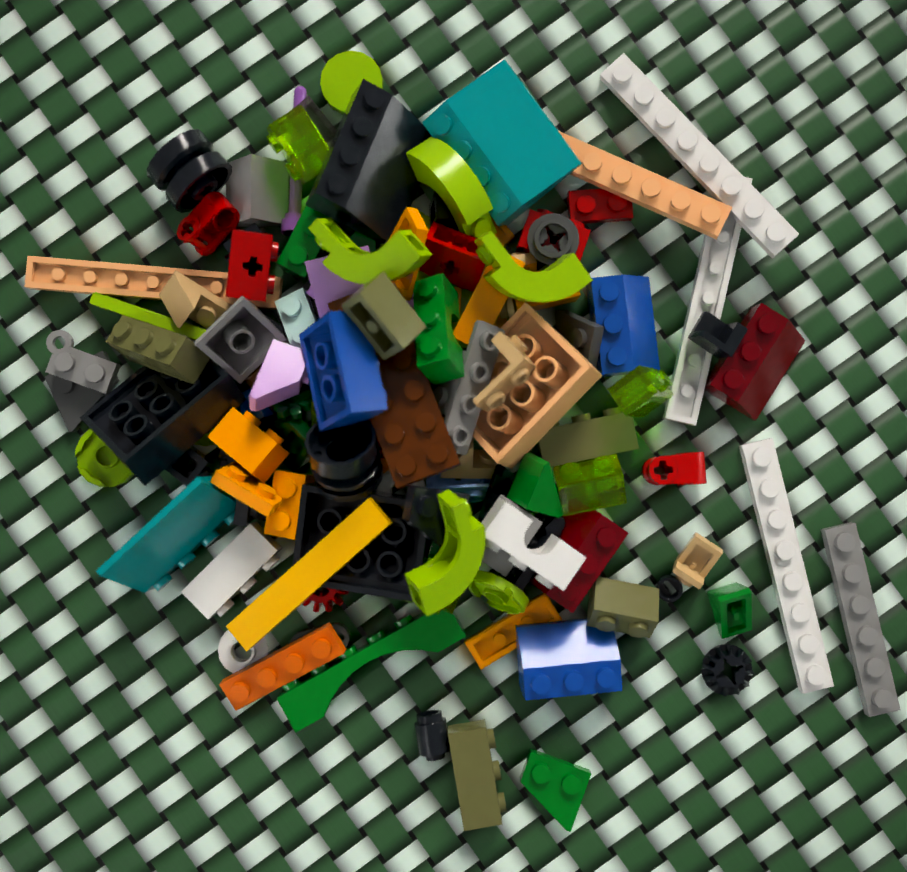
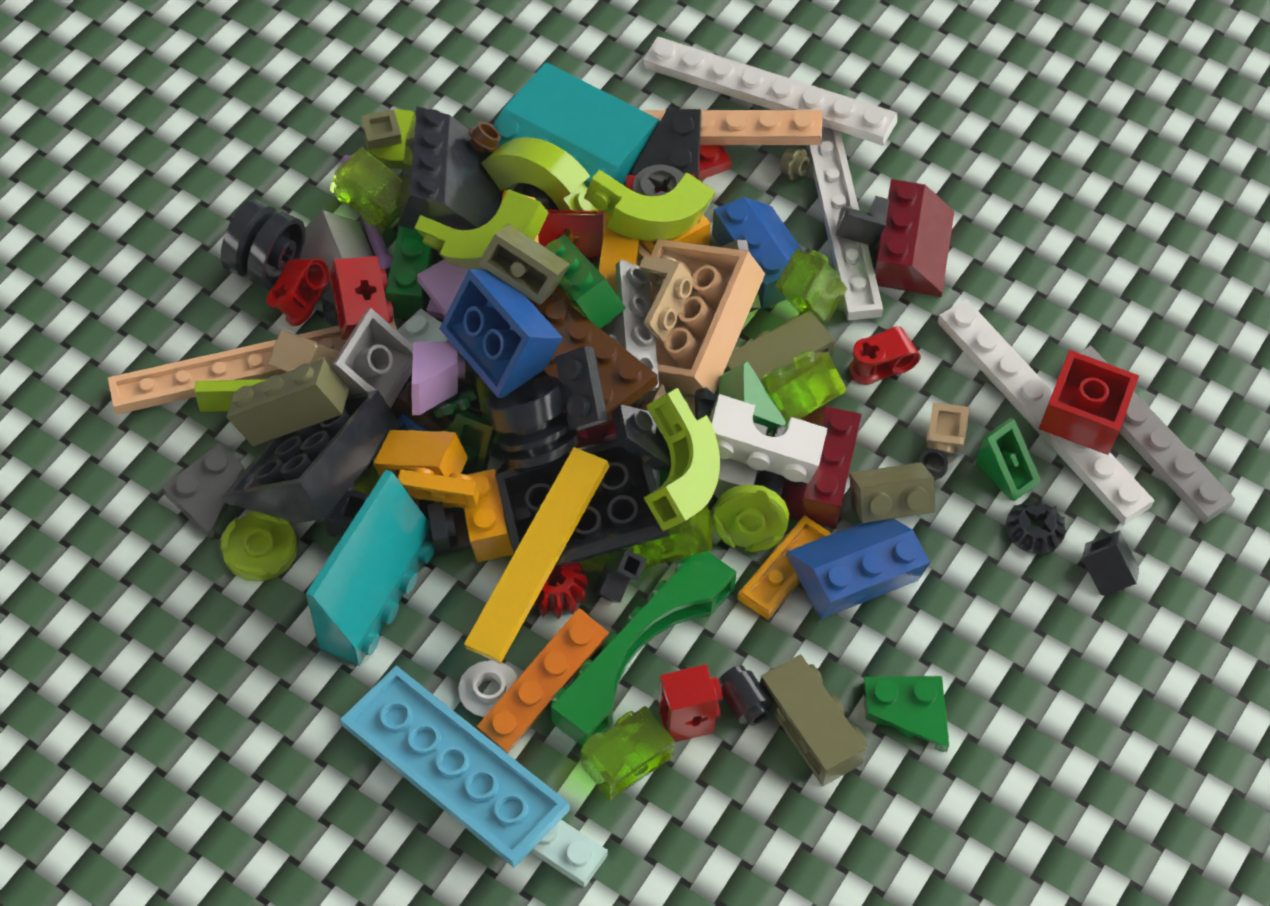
camera: 20 degrees left, 30 degrees down
(79, 365) = (202, 456): light grey hinge -> none
(189, 713) = (455, 766): none -> medium azure plate
(232, 571) = (447, 605): white brick -> none
(251, 798) = (571, 853): none -> light aqua plate
(324, 748) = (626, 752): none -> clear neon green brick
(334, 75) = (381, 129): none -> olive plate
(369, 605) = (616, 574): none -> black piece
(382, 737) = (689, 702): none -> red brick
(388, 458) = (581, 388): none -> black plate
(416, 128) = (484, 137): none -> reddish brown plate
(584, 193) = (675, 142): none -> black wing
(687, 242) = (794, 163): none -> olive plate
(770, 729) = (1110, 563): none -> black panel
(823, 597) = (1089, 402): none -> red brick

